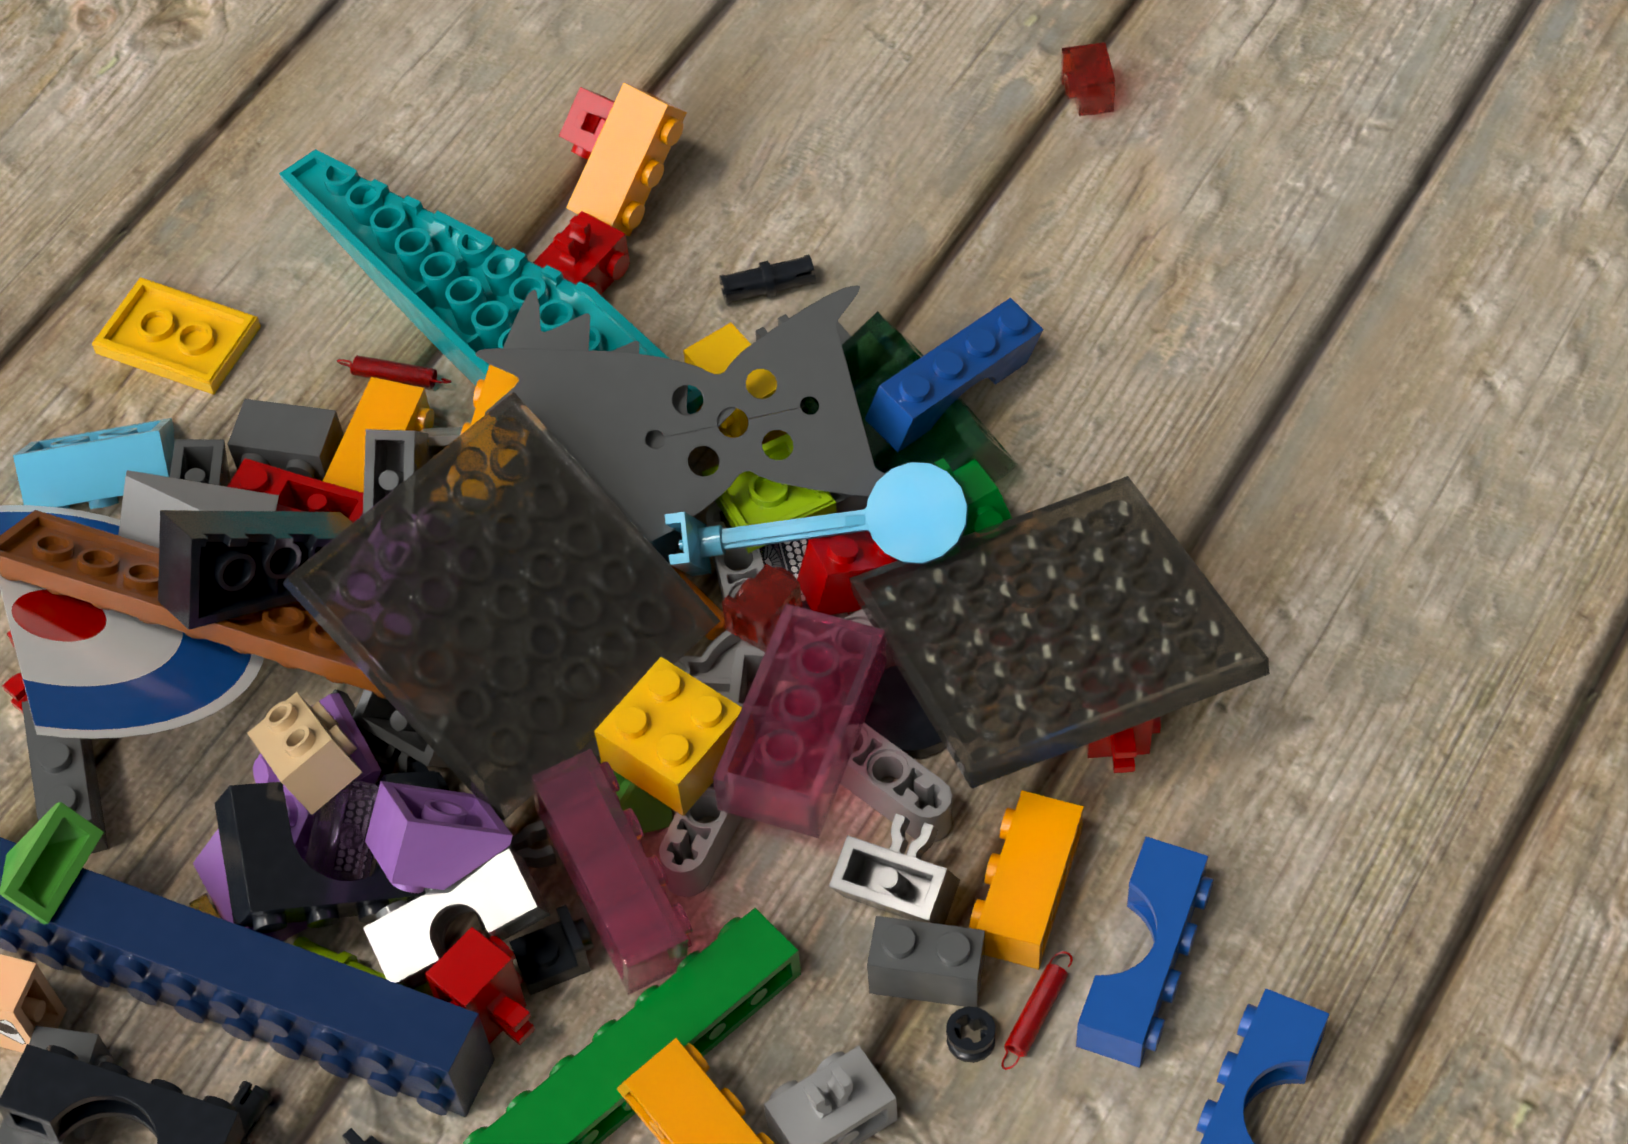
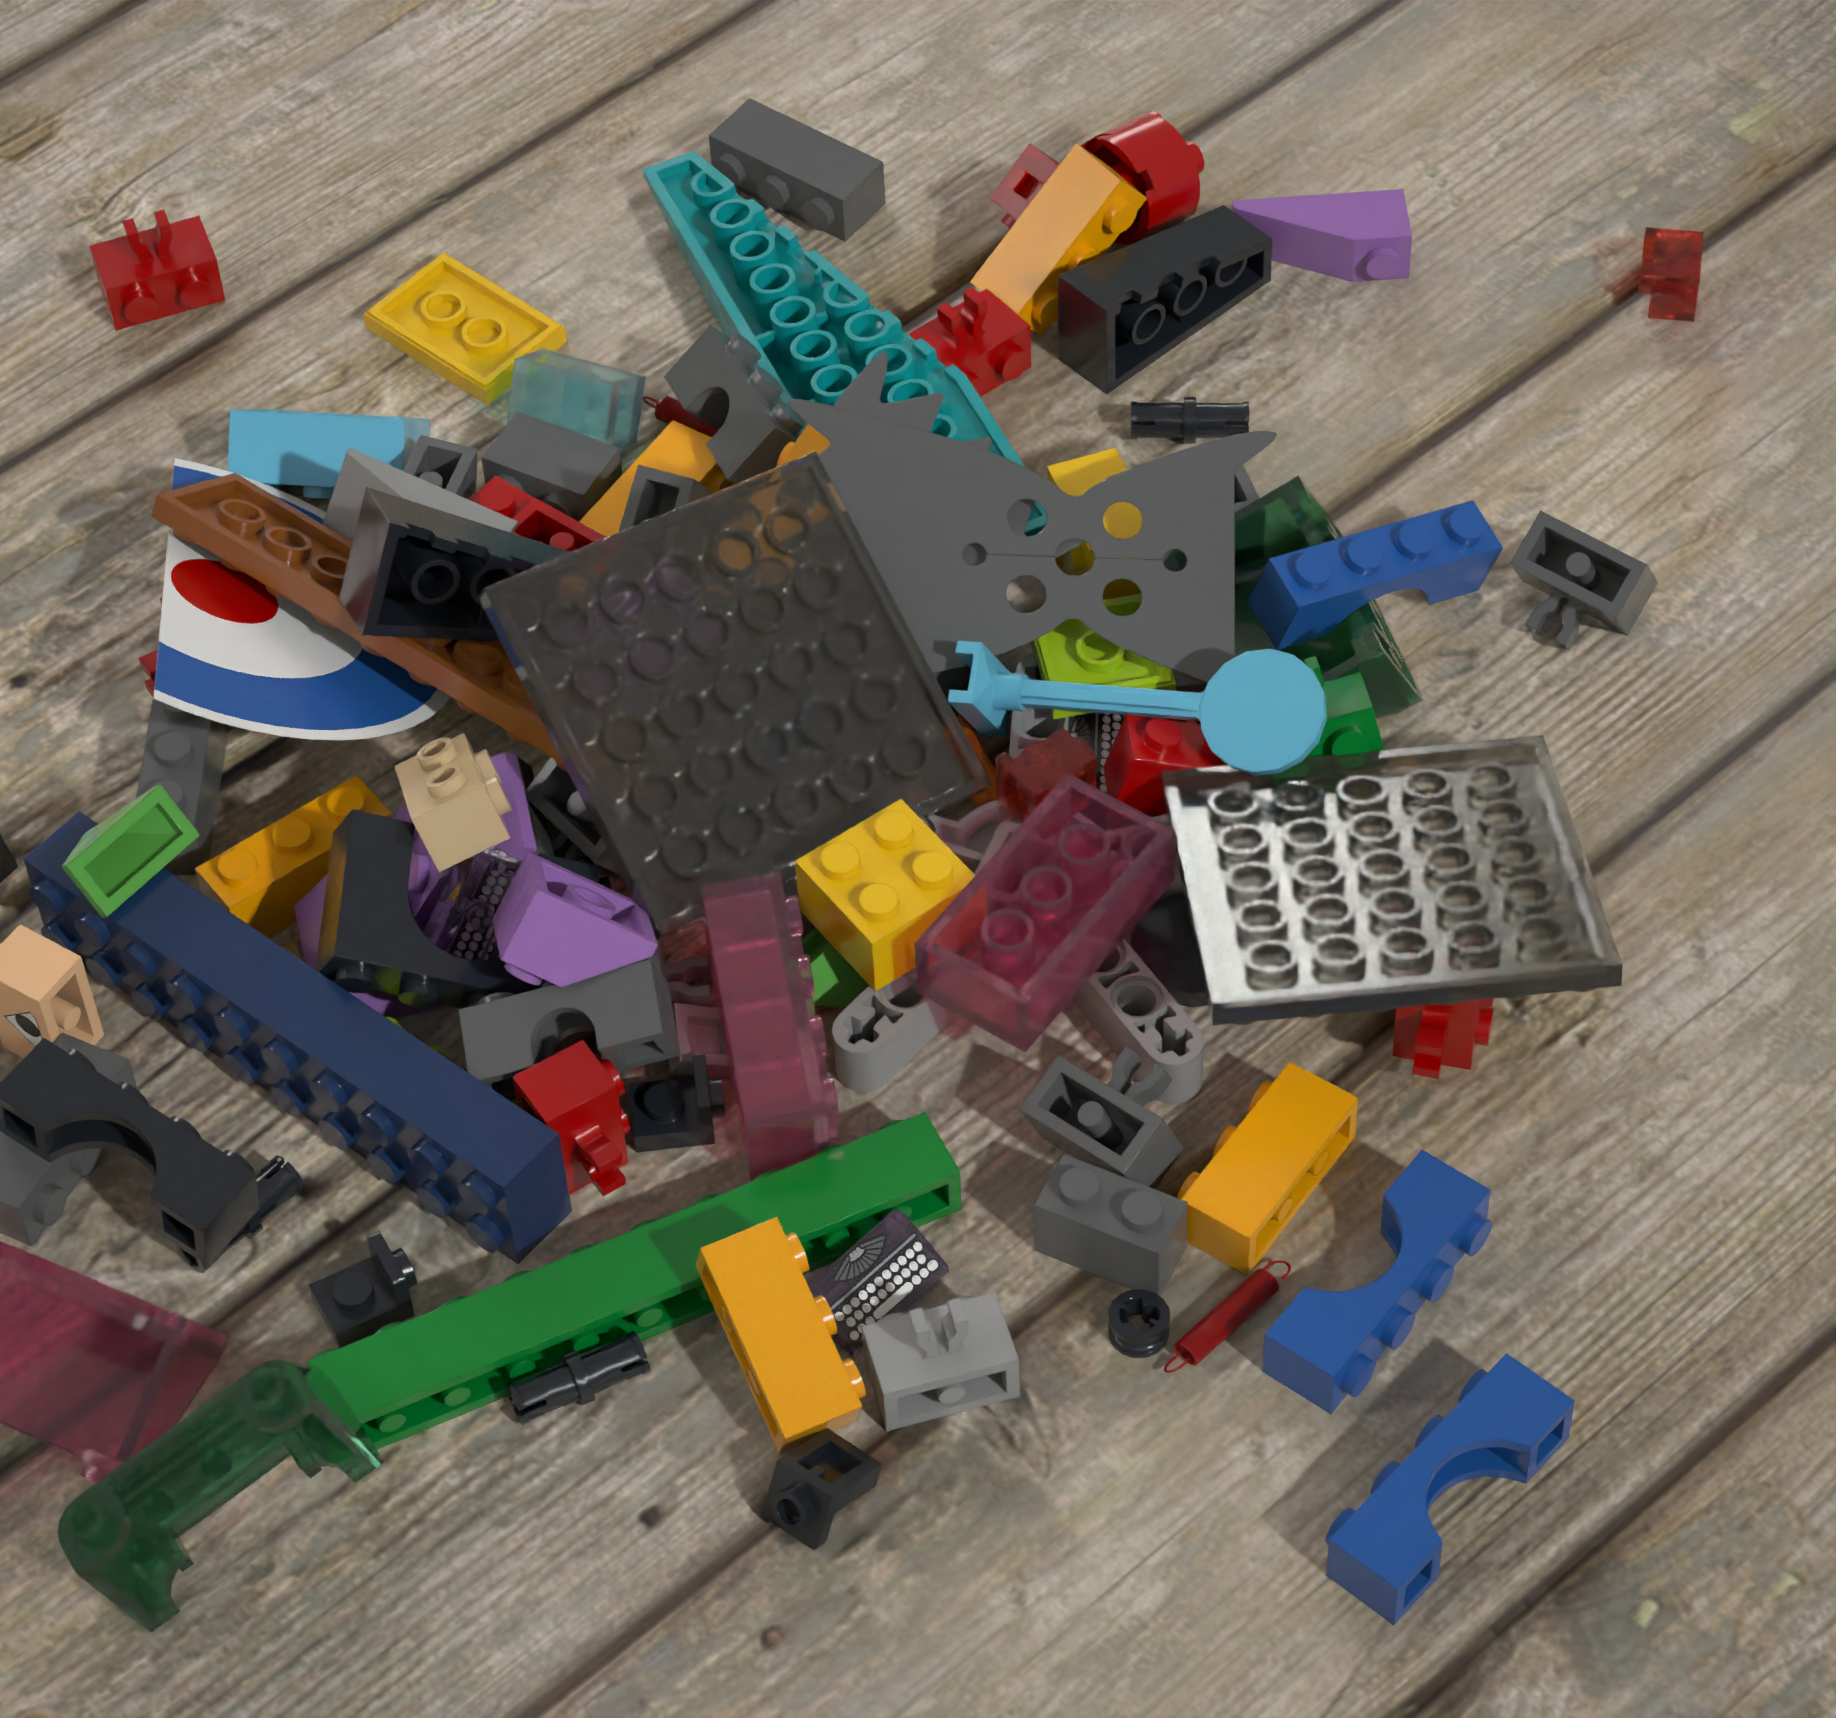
camera: 15 degrees right, 5 degrees down
(176, 827) = (284, 861): none -> light orange brick
(288, 374) = (578, 396): none -> clear light blue brick
(401, 145) = (798, 169): none -> dark grey brick
(404, 339) = (737, 397): none -> dark grey arch
(556, 889) = (698, 1034): none -> light grey plate
(680, 80) = (1158, 165): none -> red brick
(712, 184) = (1157, 294): none -> black wedge
(759, 1054) = (878, 1277): none -> slope
(826, 105) = (1337, 234): none -> medium lavender slope
(1105, 335) = (1583, 575): none -> dark grey brick

